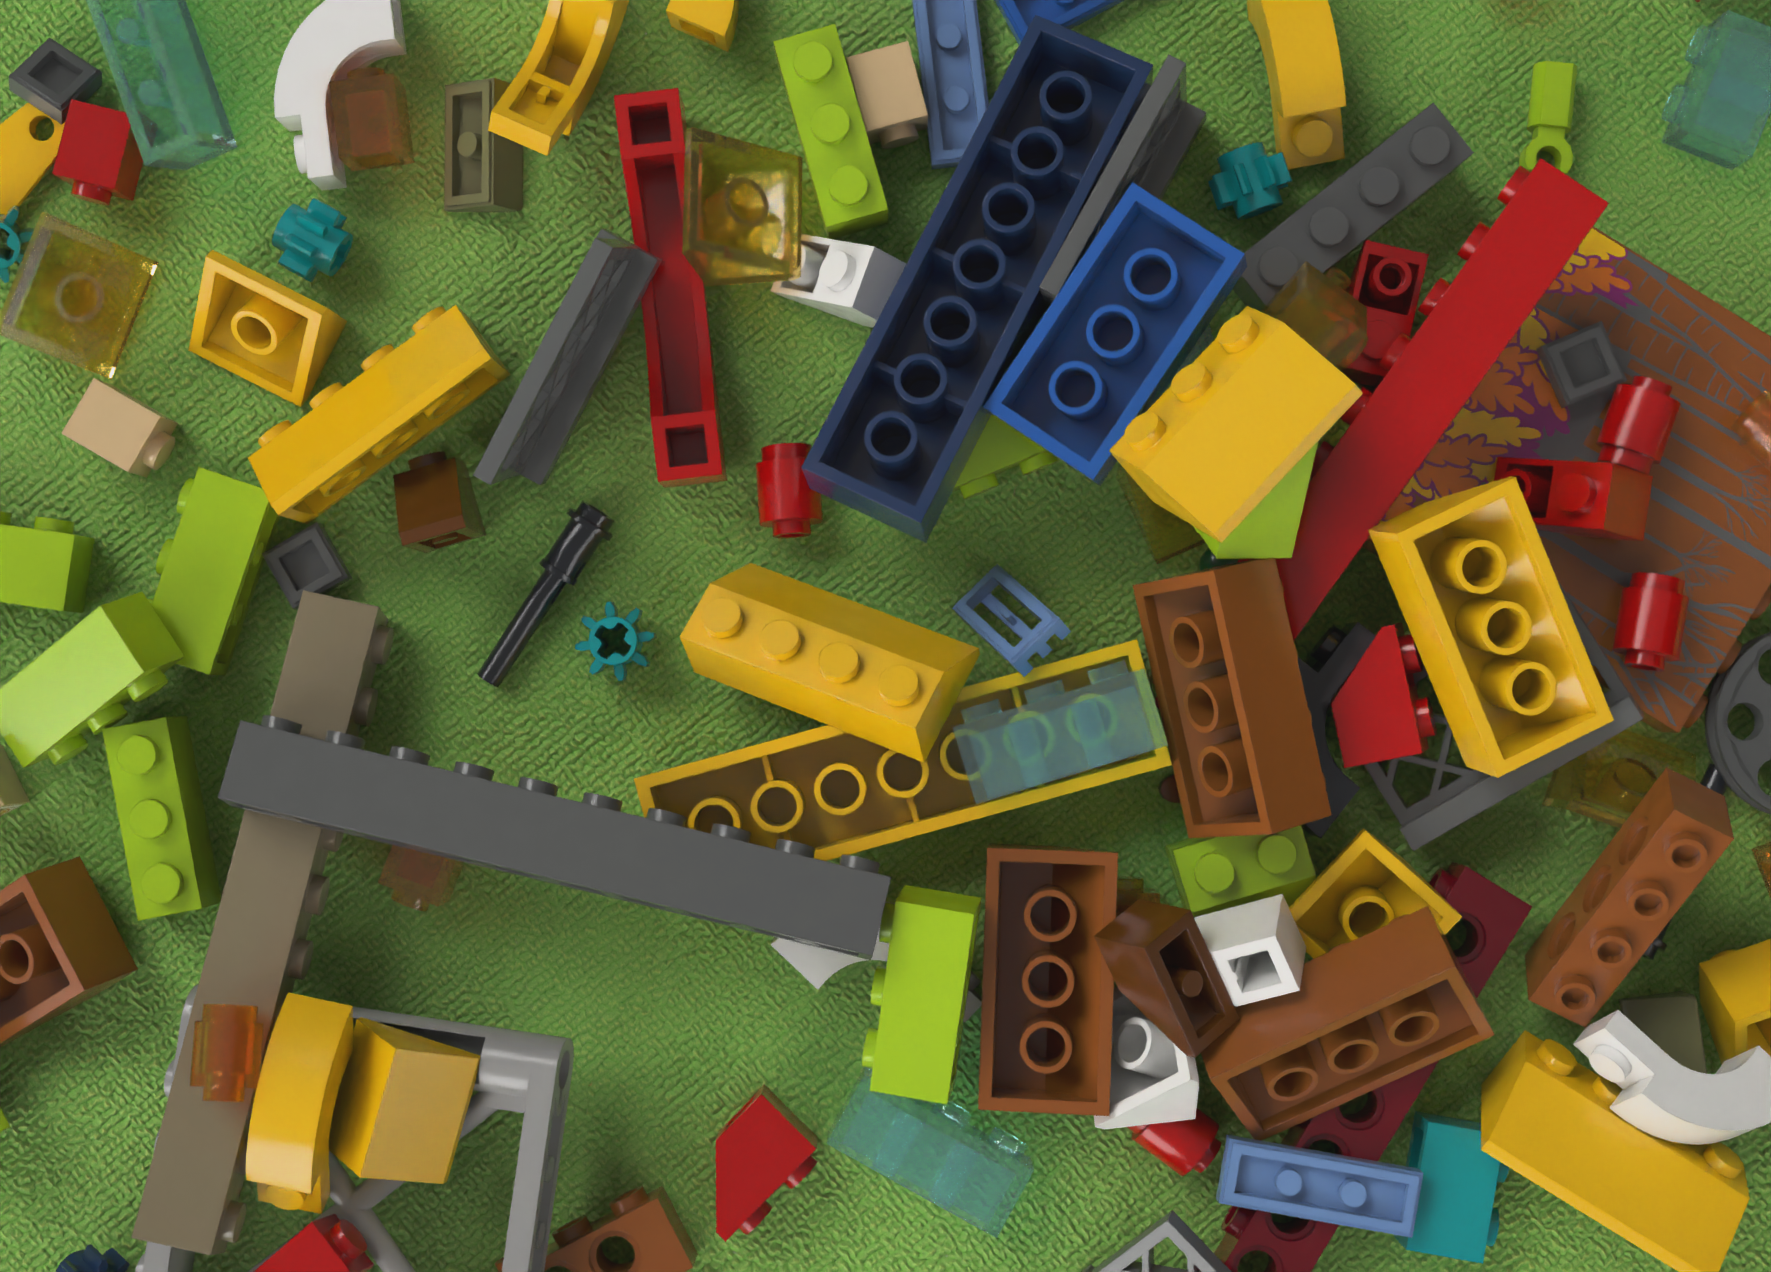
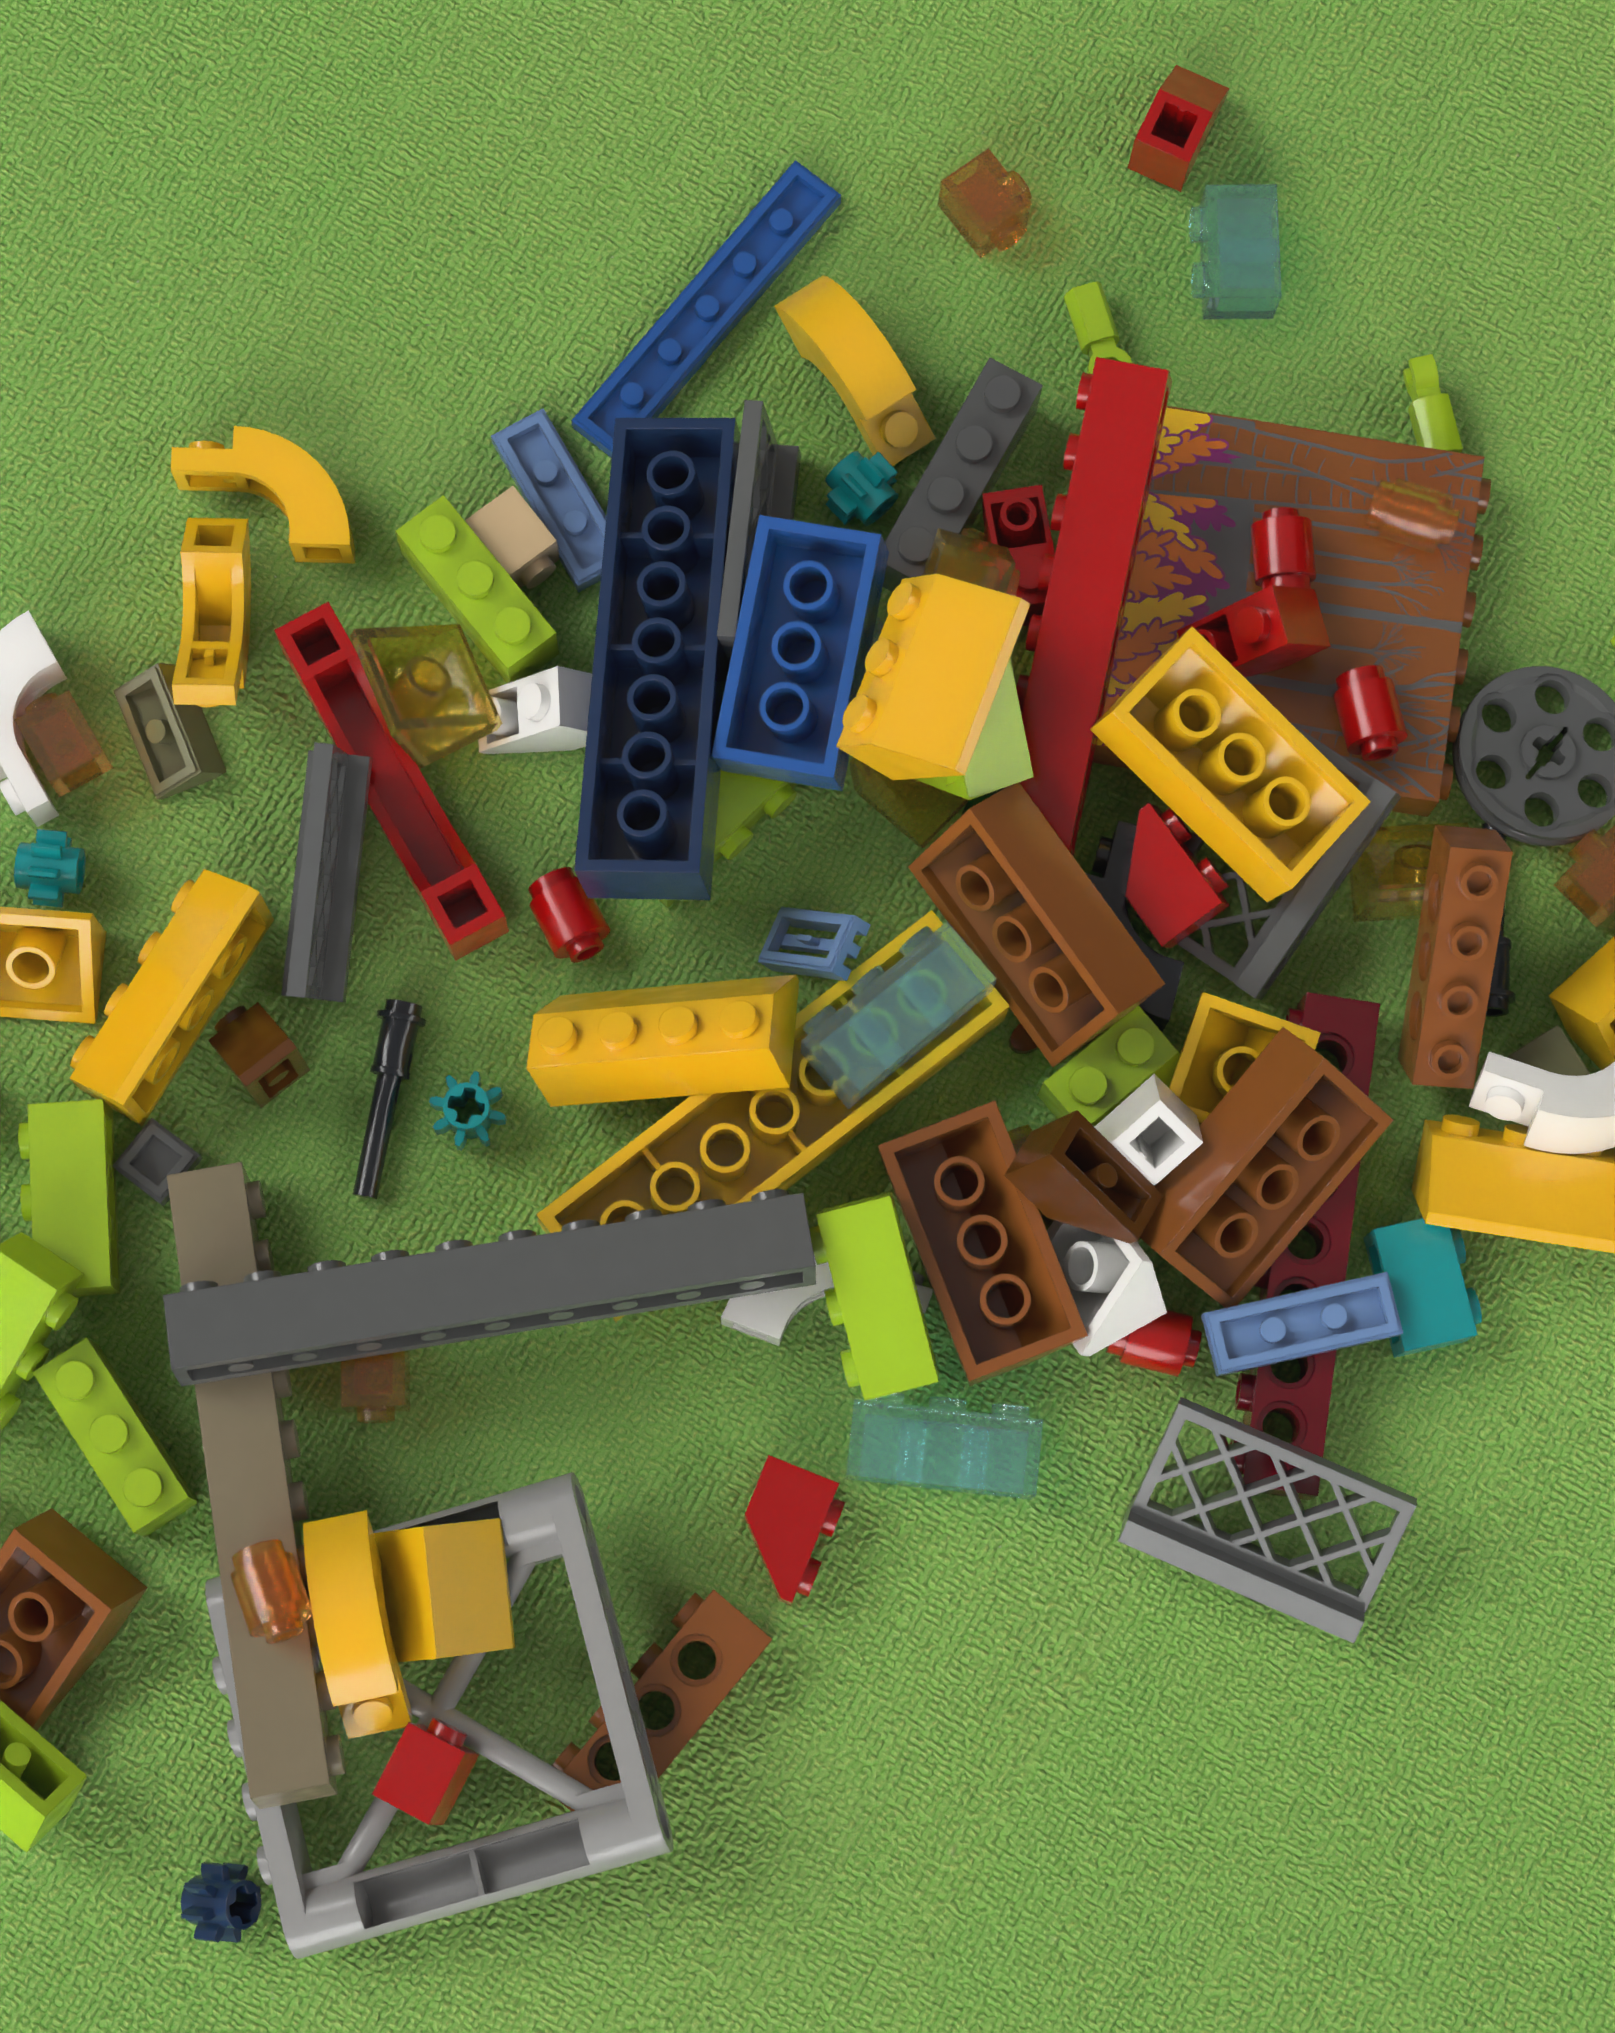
camera: 30 degrees left, 10 degrees down
(1581, 364) = (1213, 524): dark grey tile -> none

